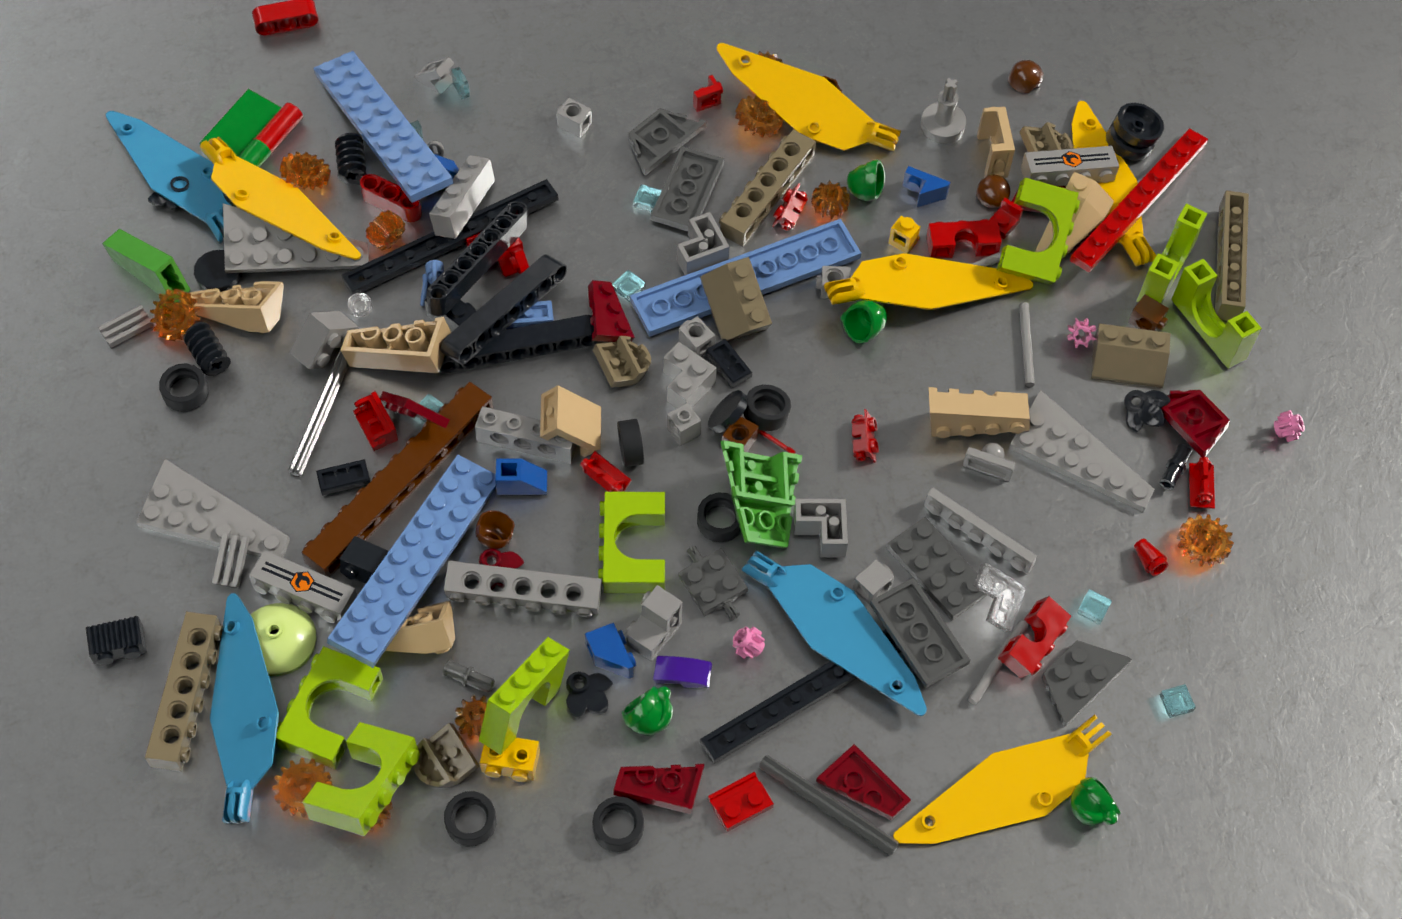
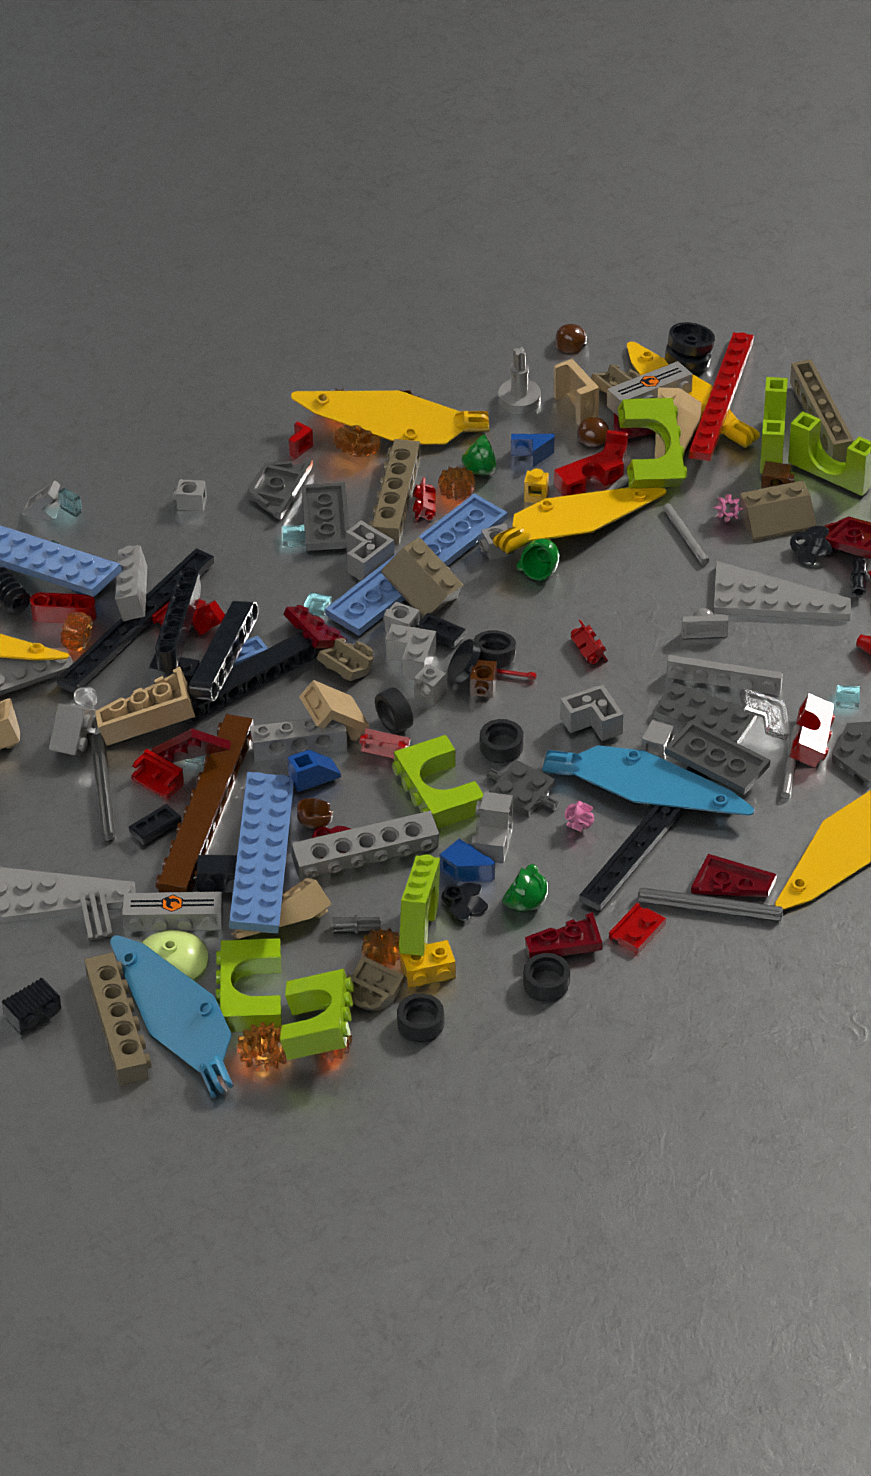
camera: 20 degrees left, 15 degrees down
(433, 270) = (139, 652): medium blue plant -> none
(683, 671) = (541, 854): dark purple slope -> none
(762, 493) = (526, 706): bright green wedge -> none
(977, 413) = (674, 591): tan wedge -> none

